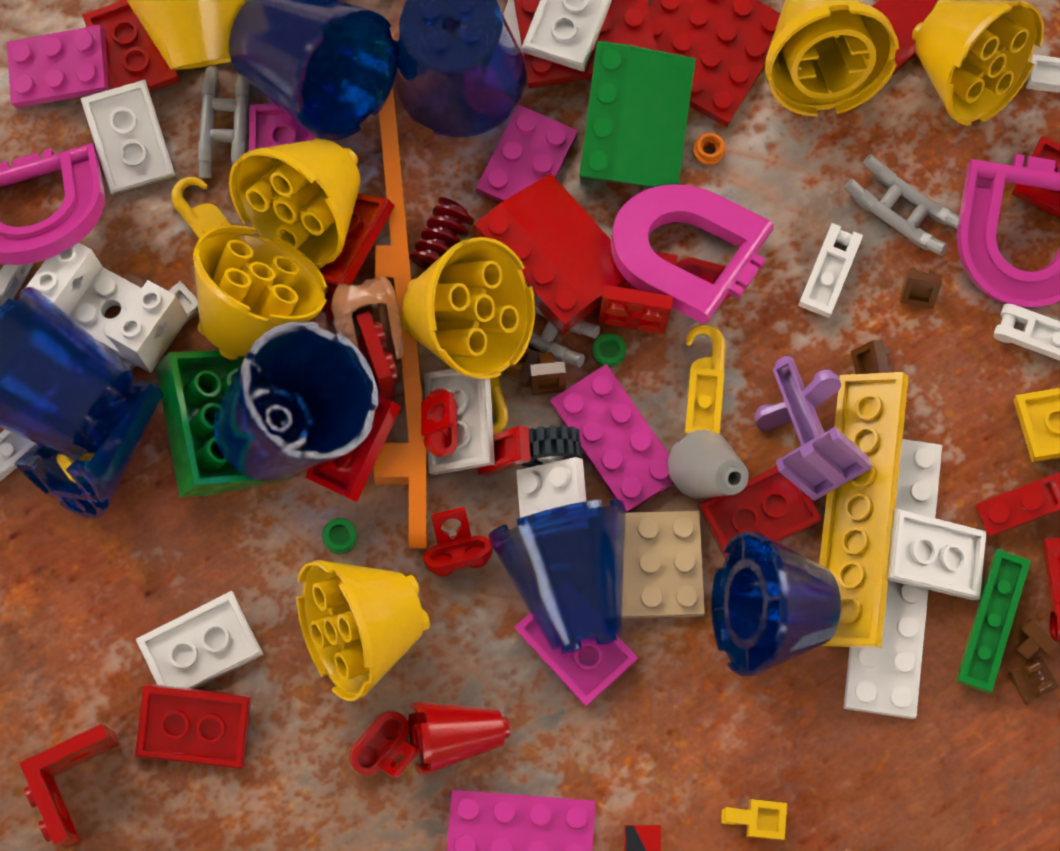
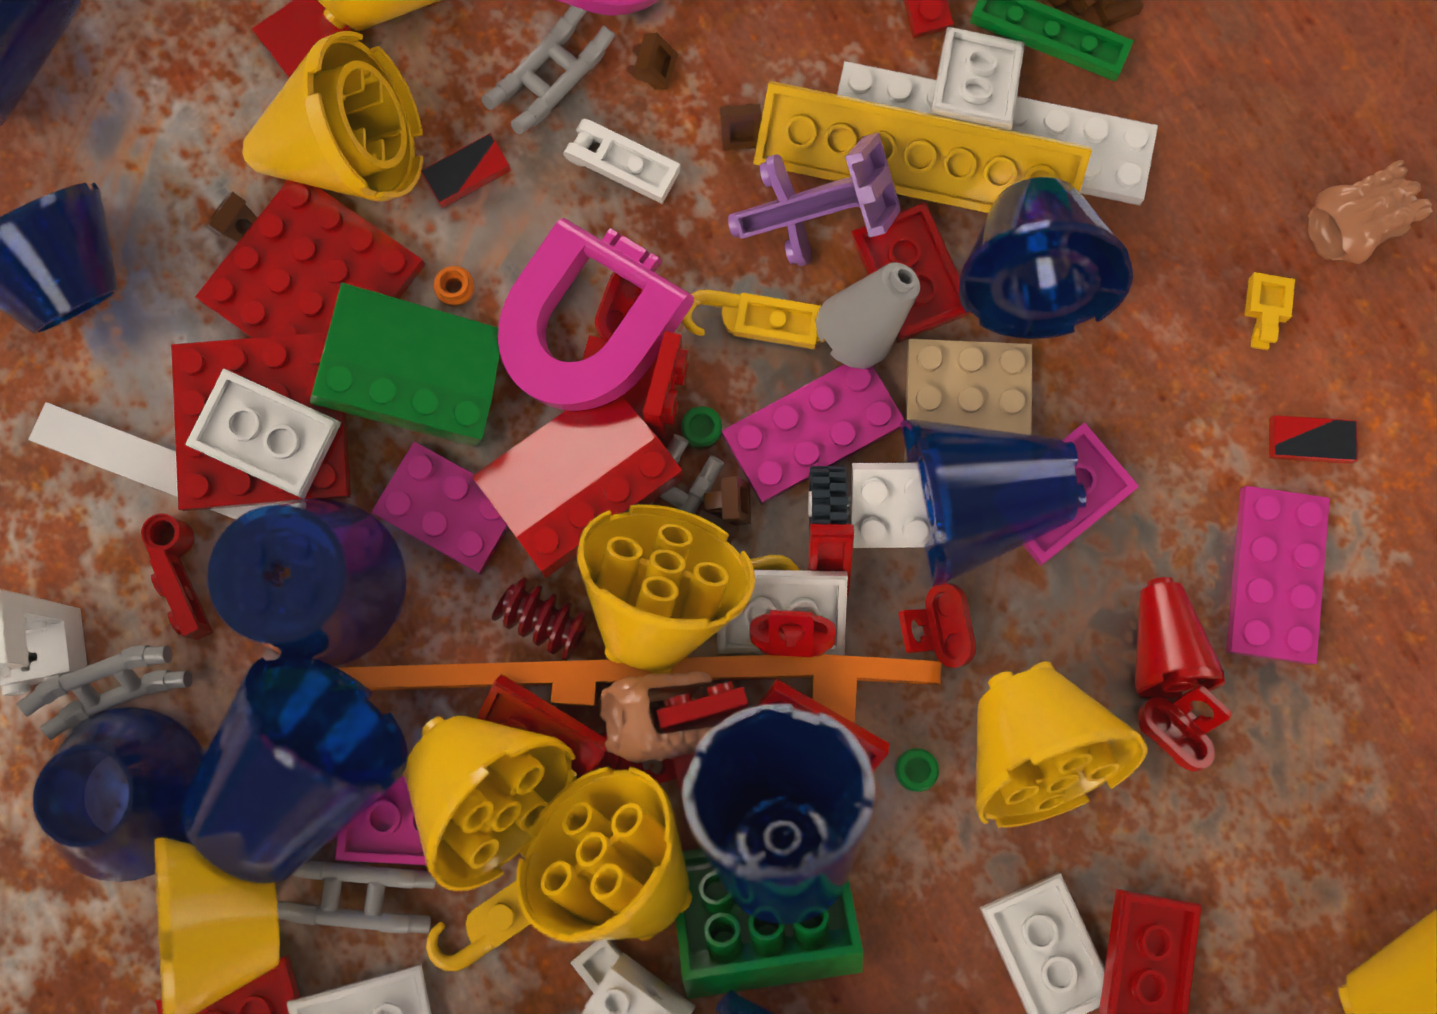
camera: 80 degrees left, 5 degrees up
(809, 149) = (466, 170): none -> tile

